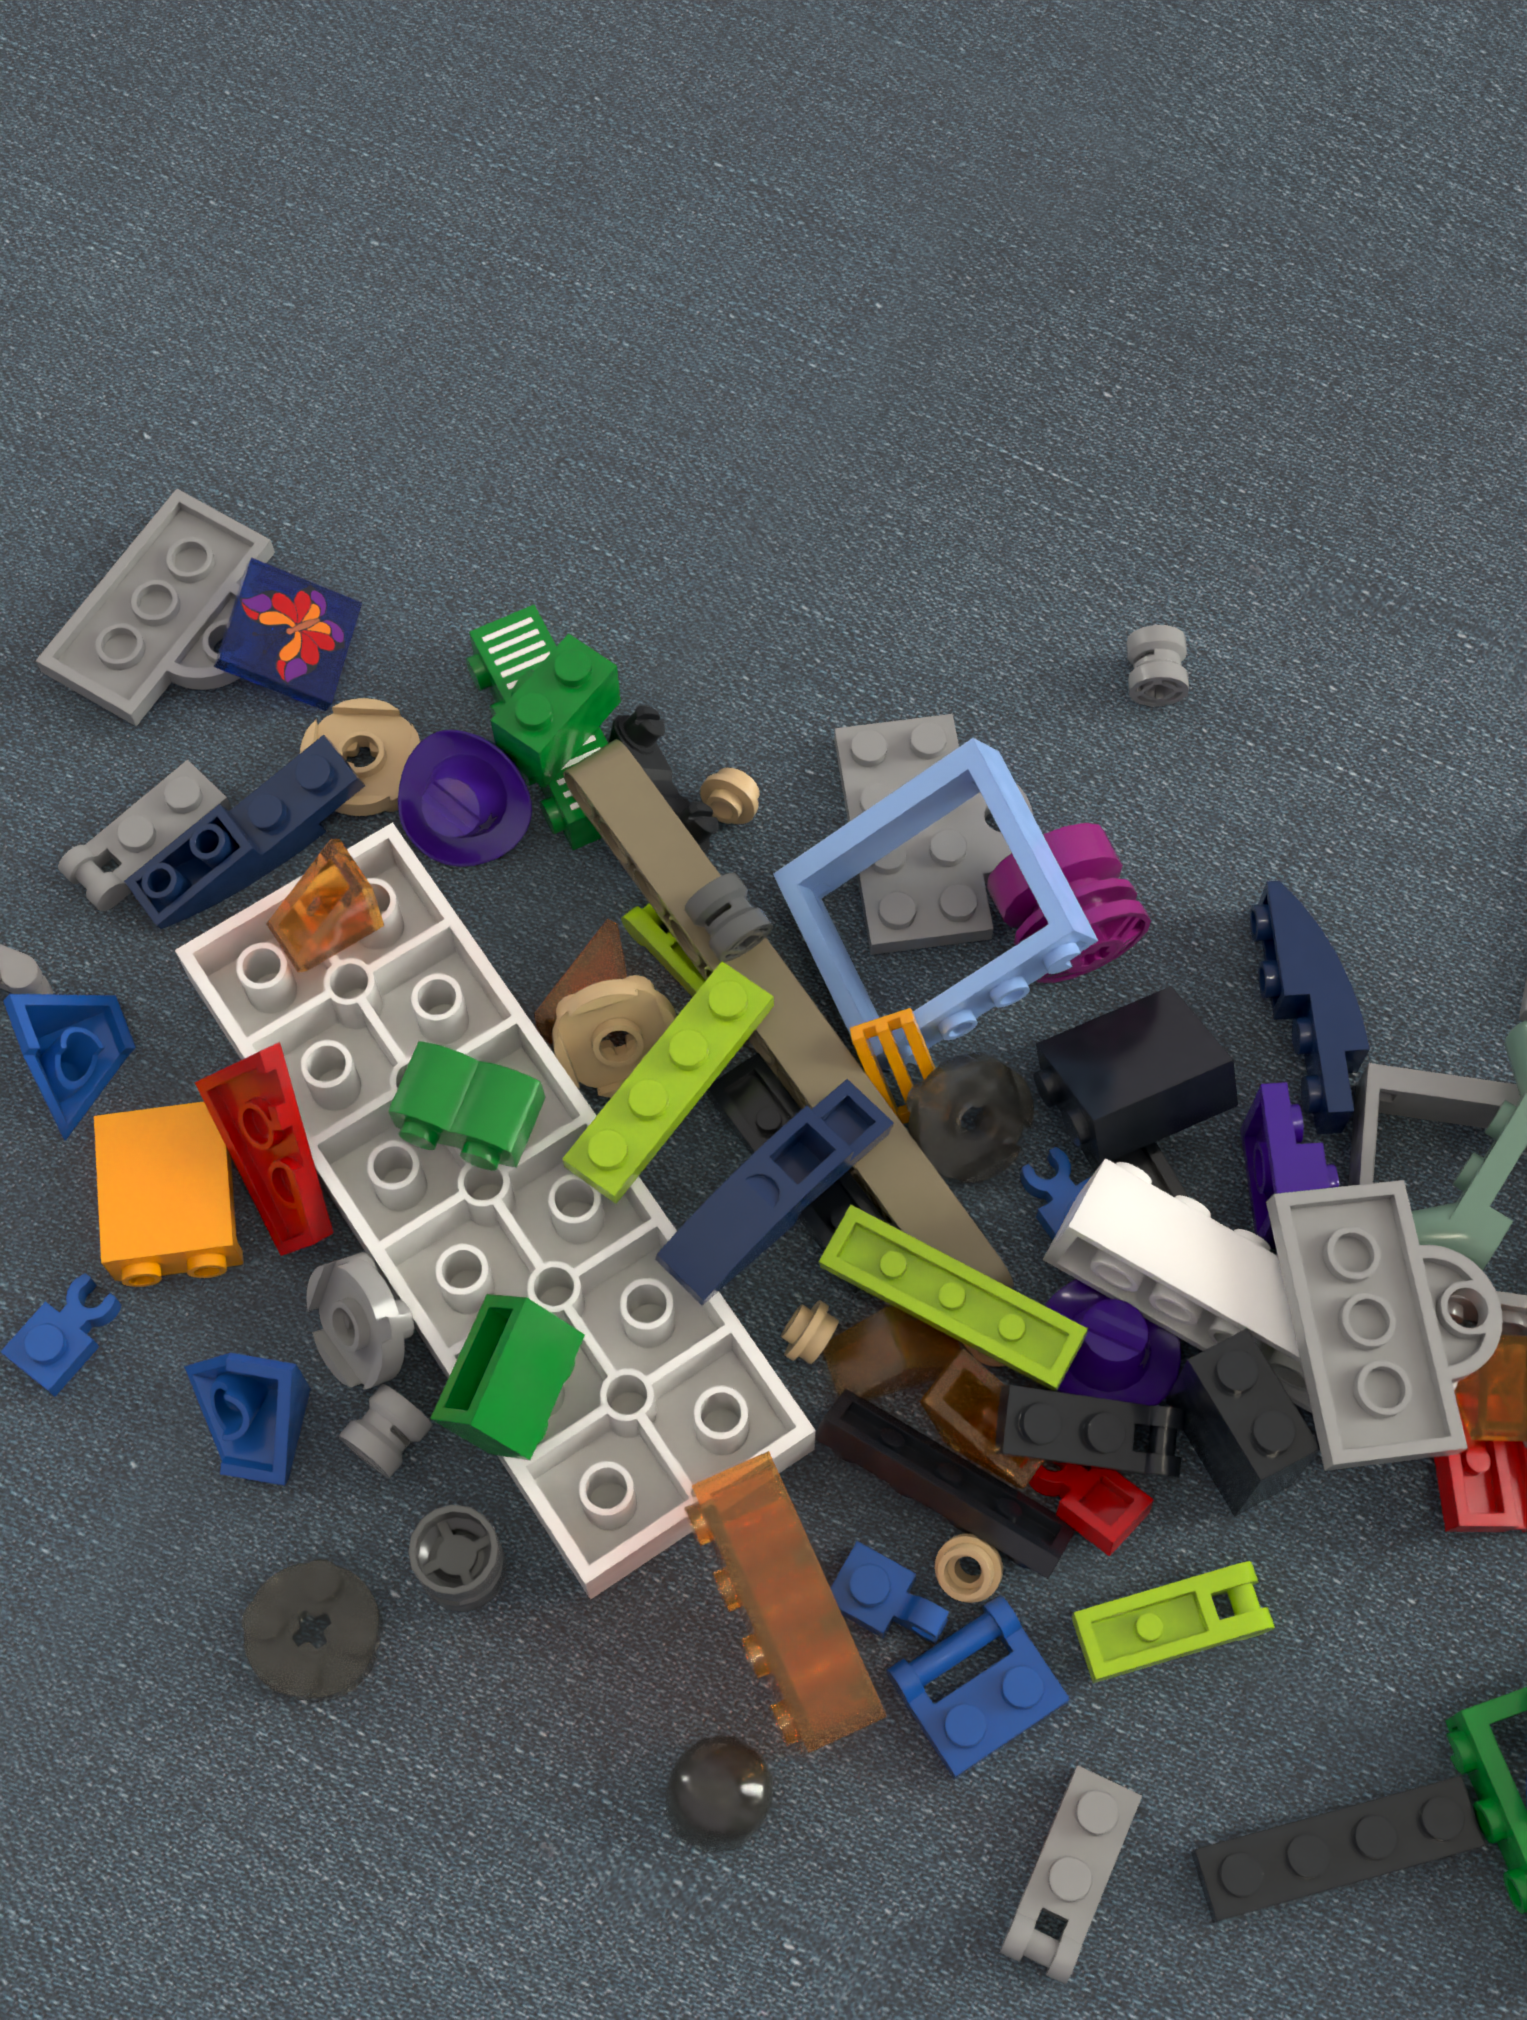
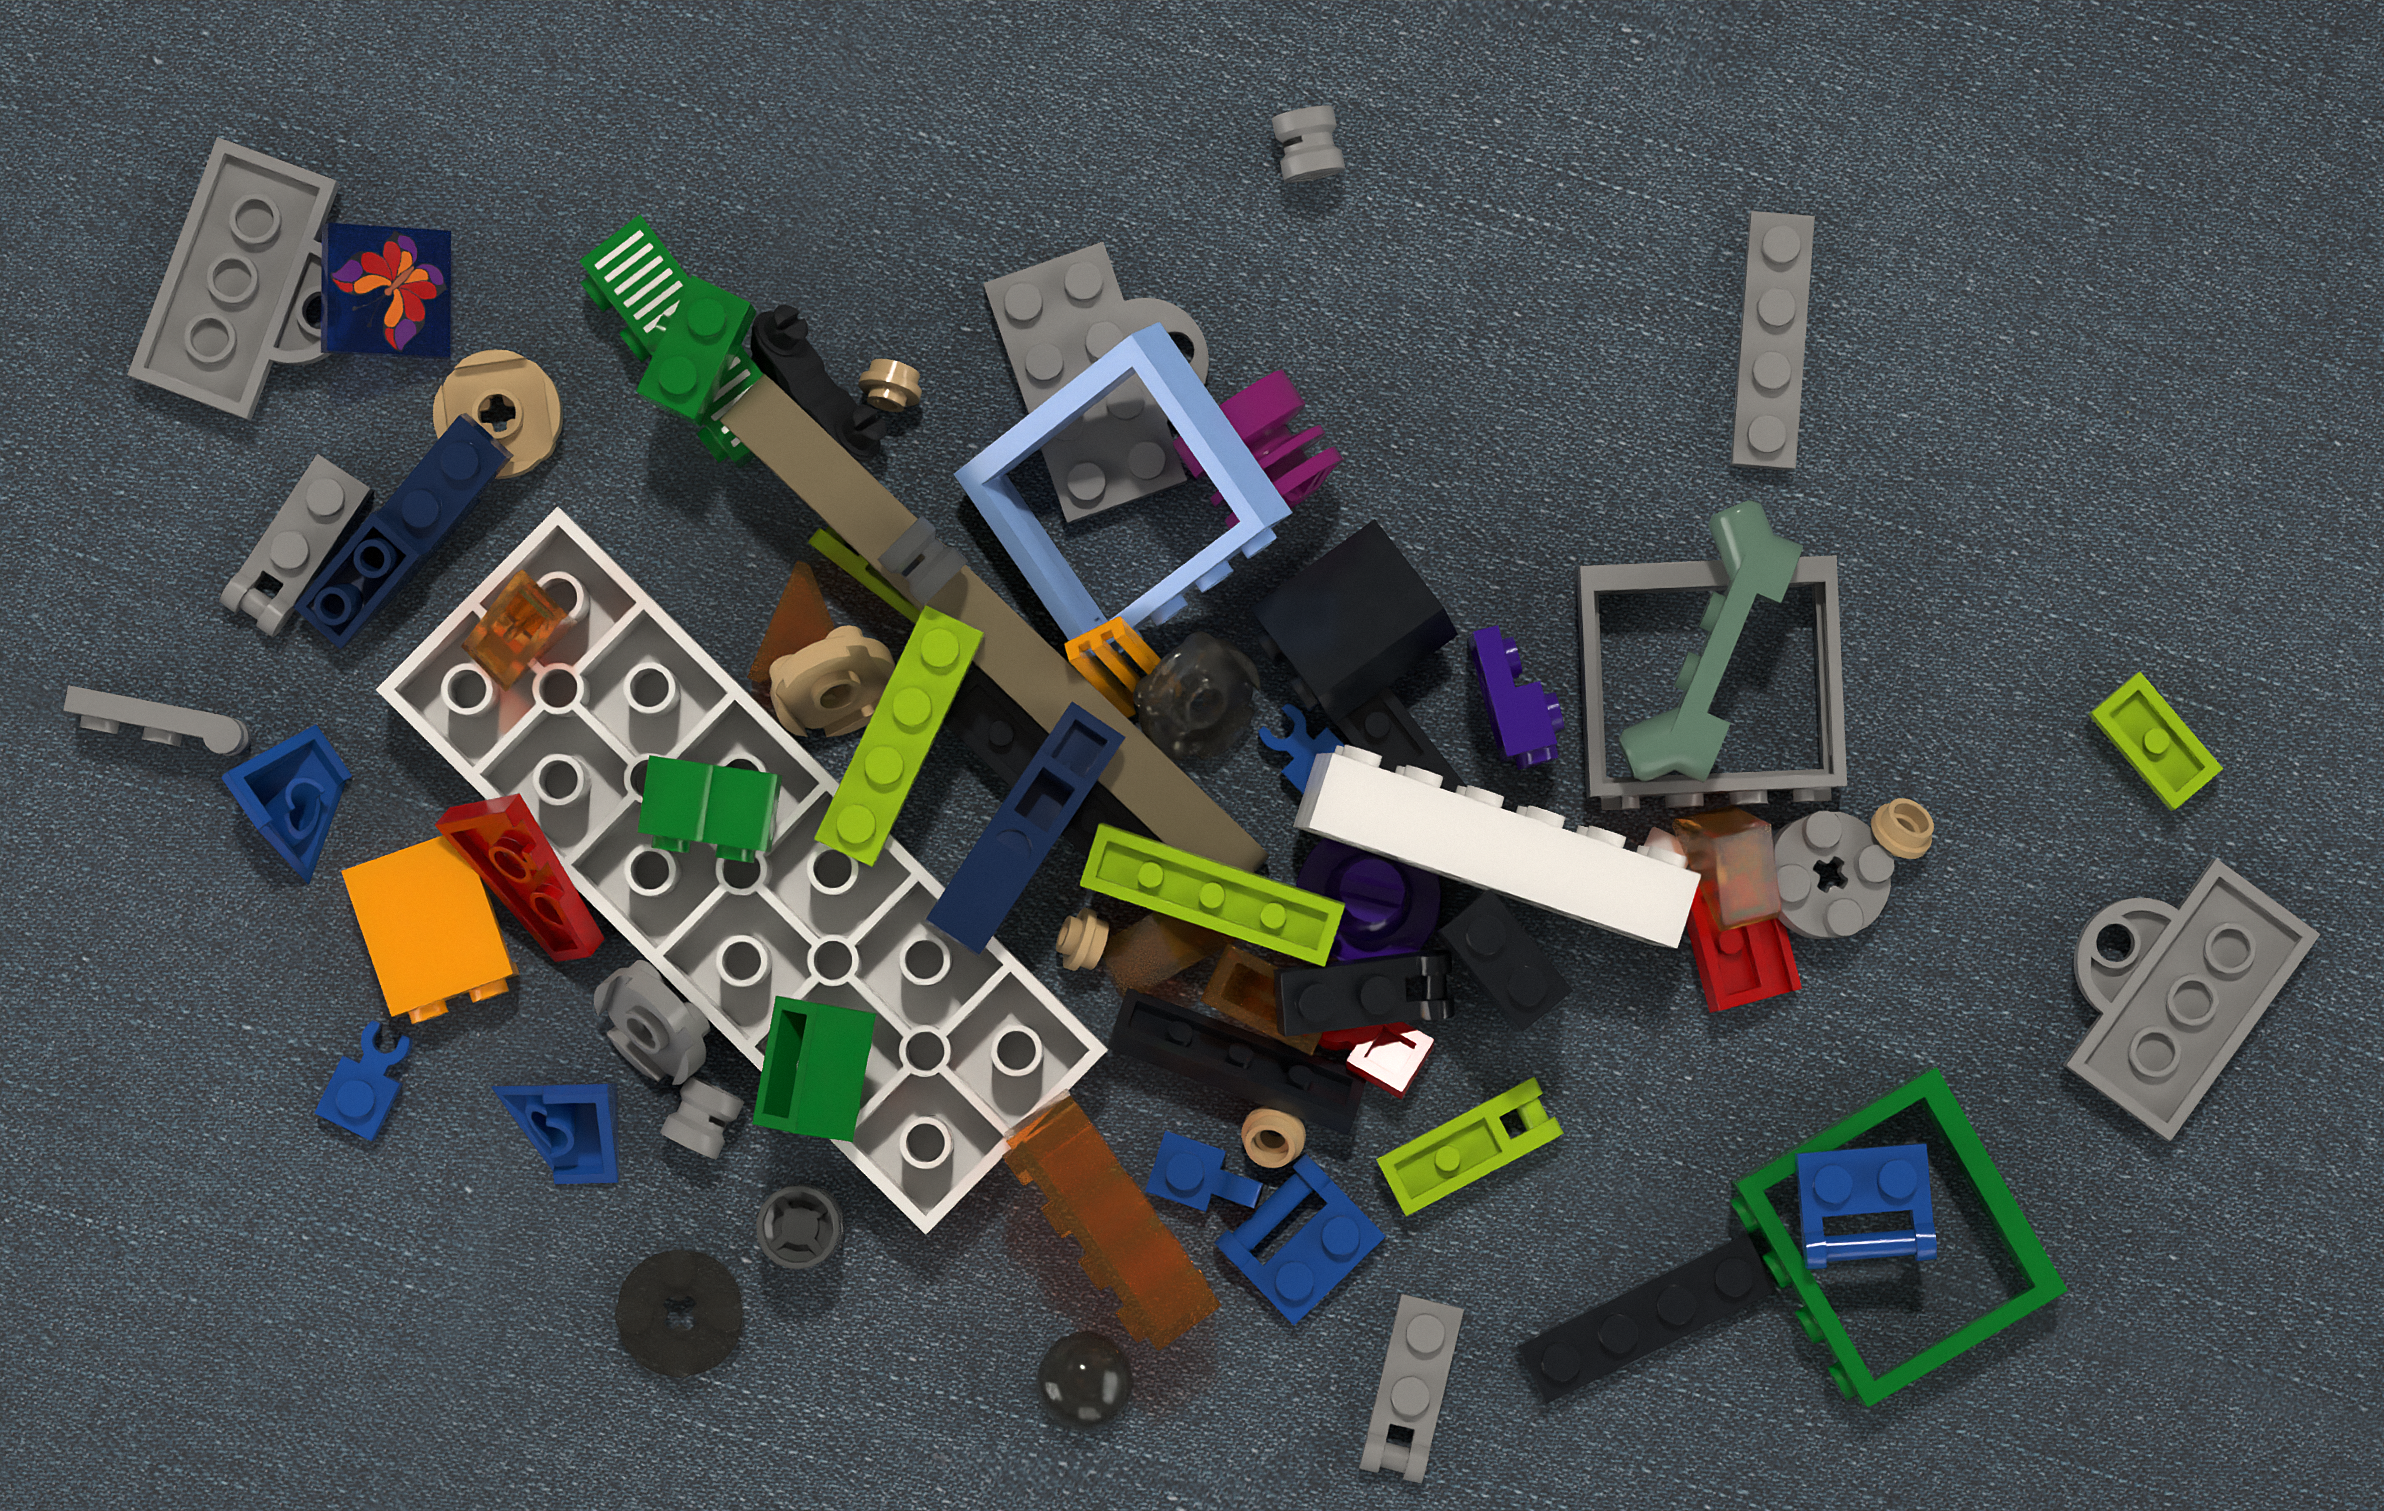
camera: 10 degrees left, 20 degrees up
(463, 799) = (616, 450): dark purple hat -> none
(1313, 990) = (1510, 477): dark blue slope -> none
(1378, 1323) = (1610, 861): light grey plate -> none

